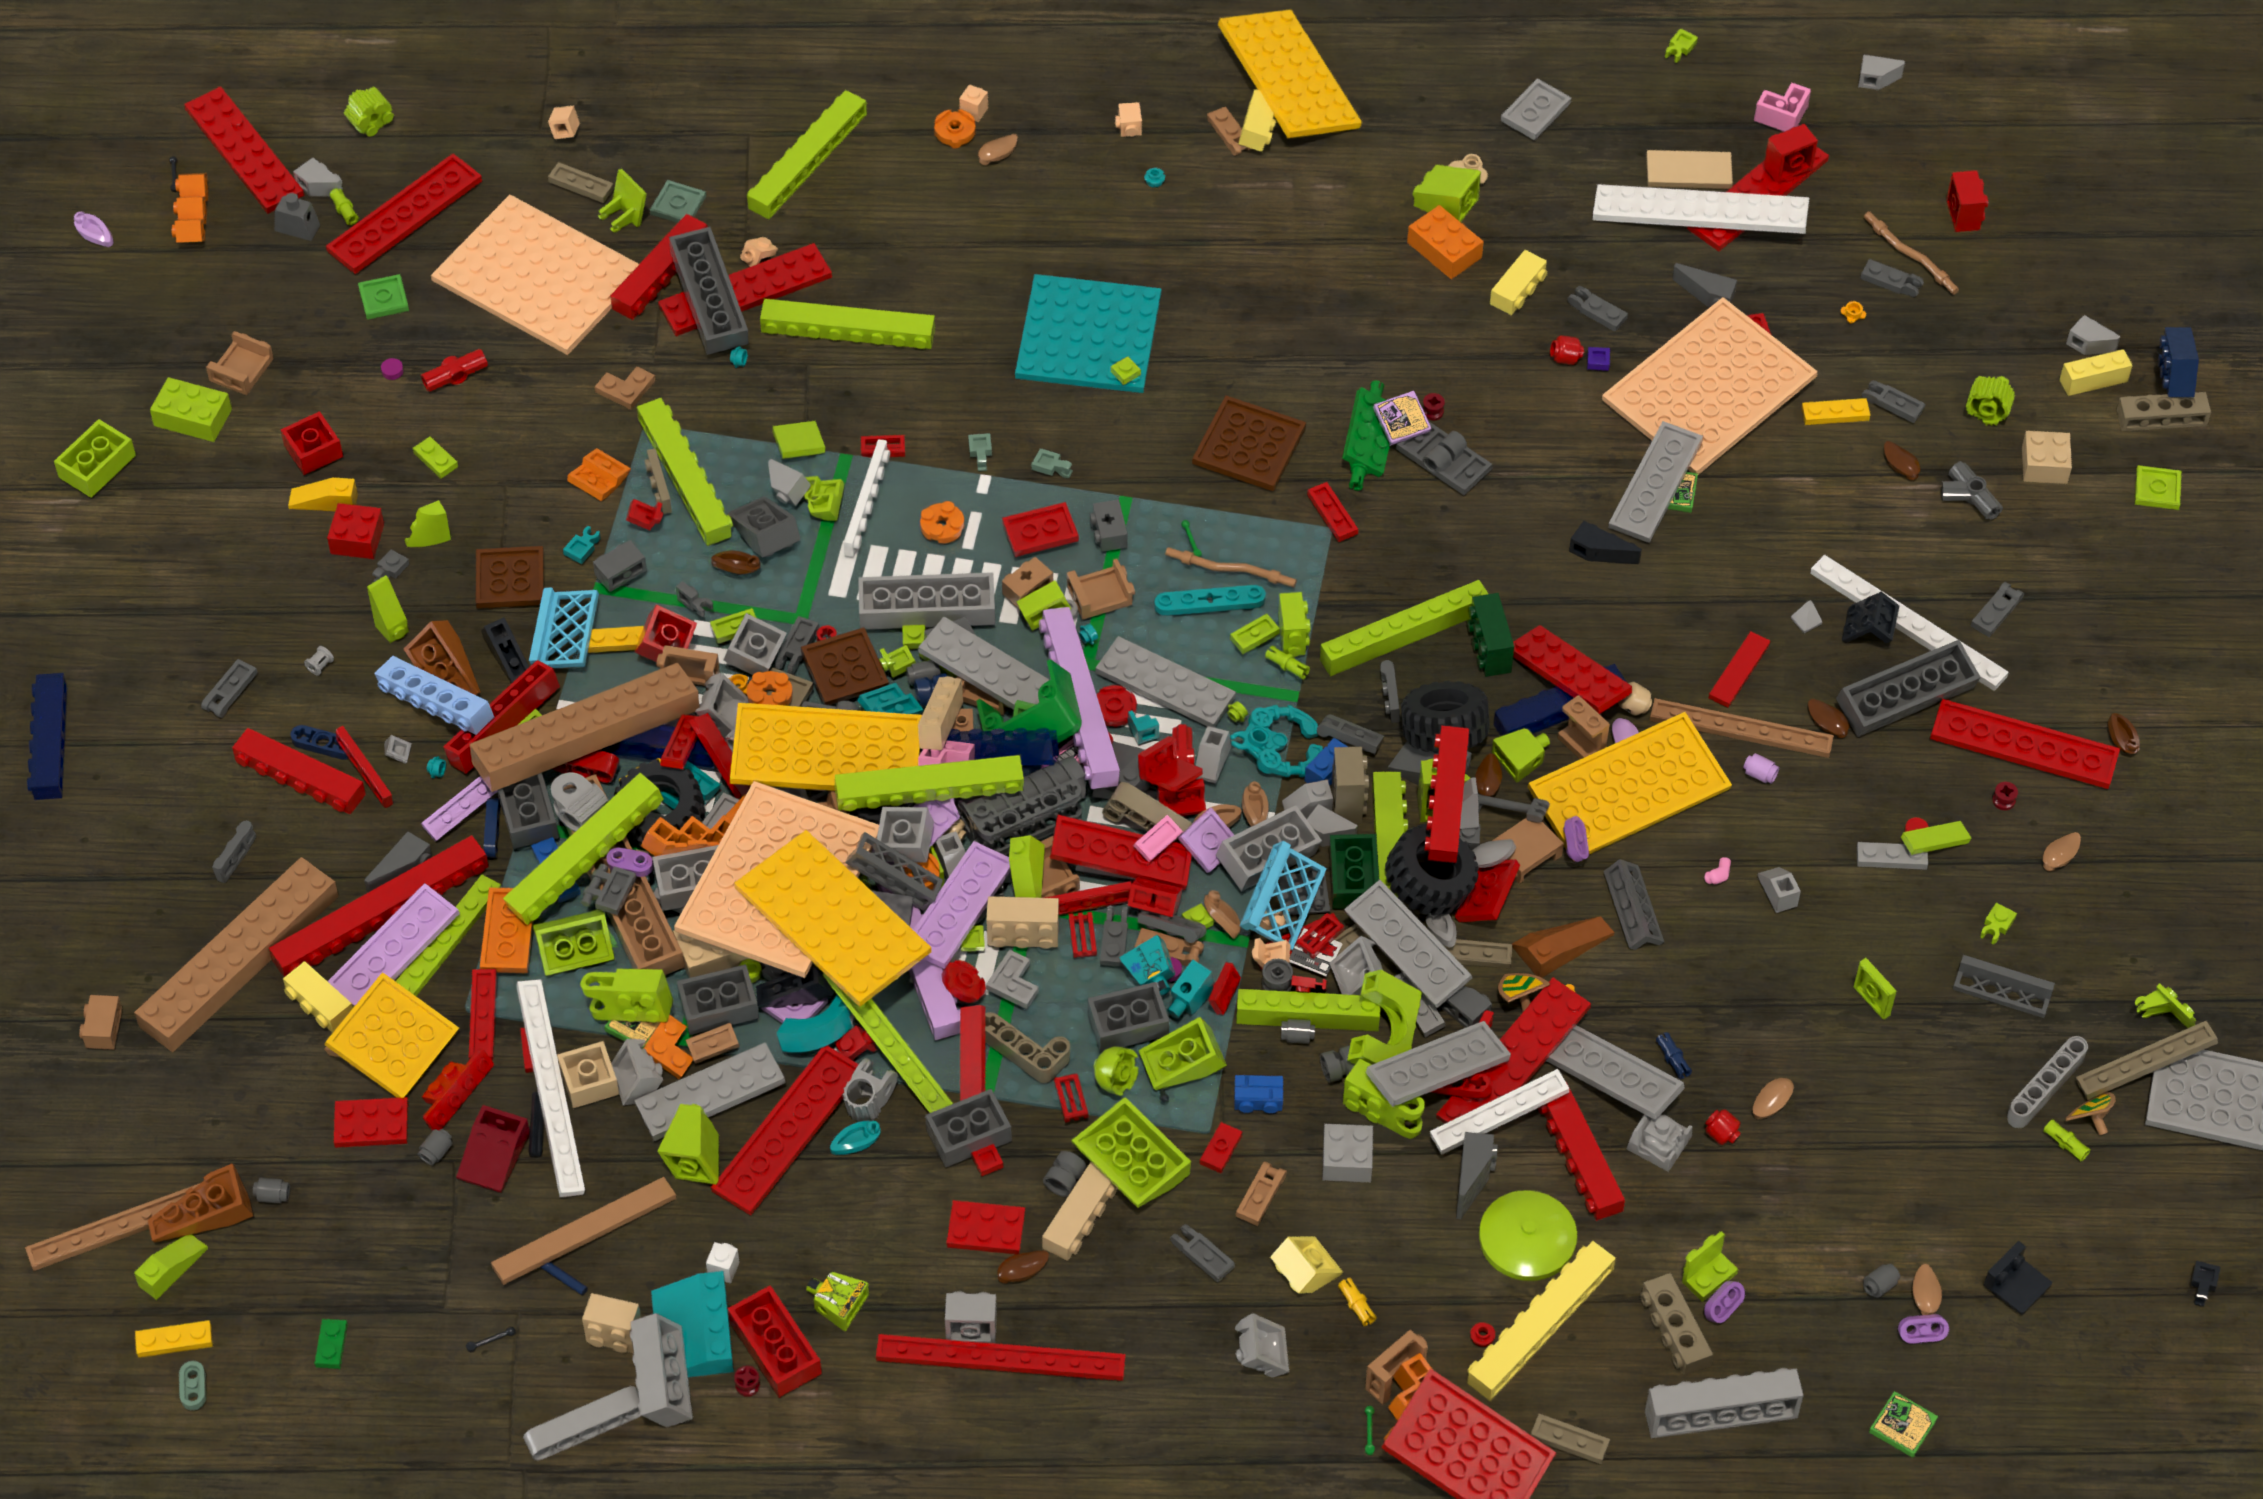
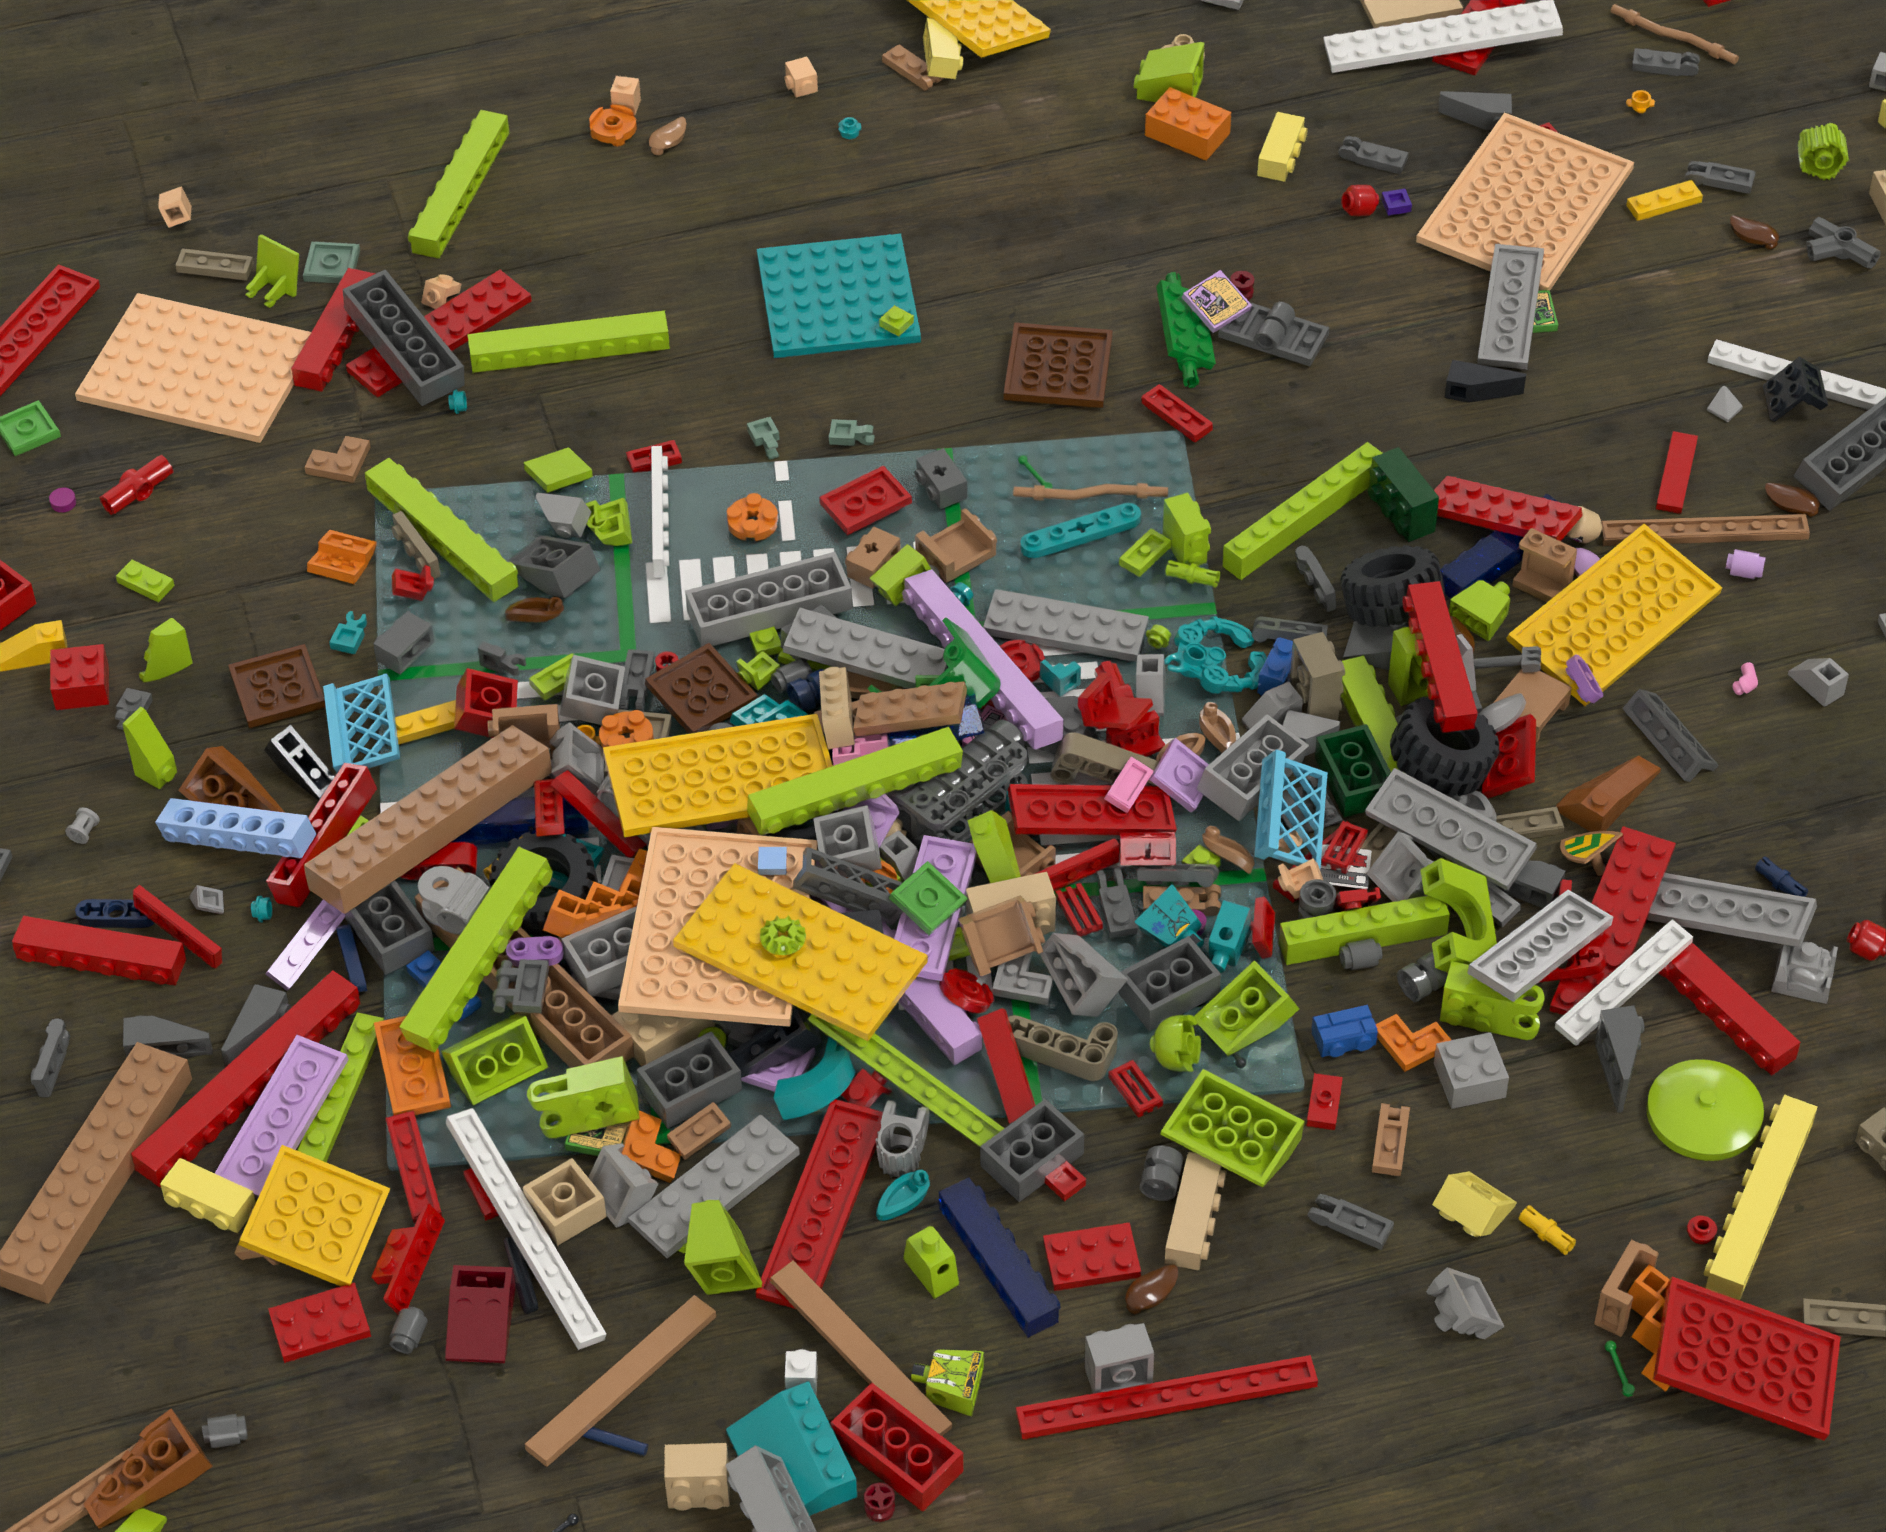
camera: 15 degrees left, 5 degrees down
(325, 857) = (165, 1036): none -> dark grey slope
(774, 1255) = (855, 1345): none -> medium nougat tile
(816, 910) = (782, 945): none -> lime gear
(837, 834) = (772, 860): none -> light blue tile
(854, 1193) = (925, 1255): none -> lime torso
(911, 1209) = (999, 1257): none -> clear blue brick
(954, 897) = (928, 898): none -> bright green tile
(997, 730) = (910, 709): none -> medium nougat plate
(1003, 941) = (1001, 933): none -> medium nougat panel
(1059, 990) = (1081, 974): none -> light grey wedge
(1305, 1119) = (1407, 1047): none -> orange plate

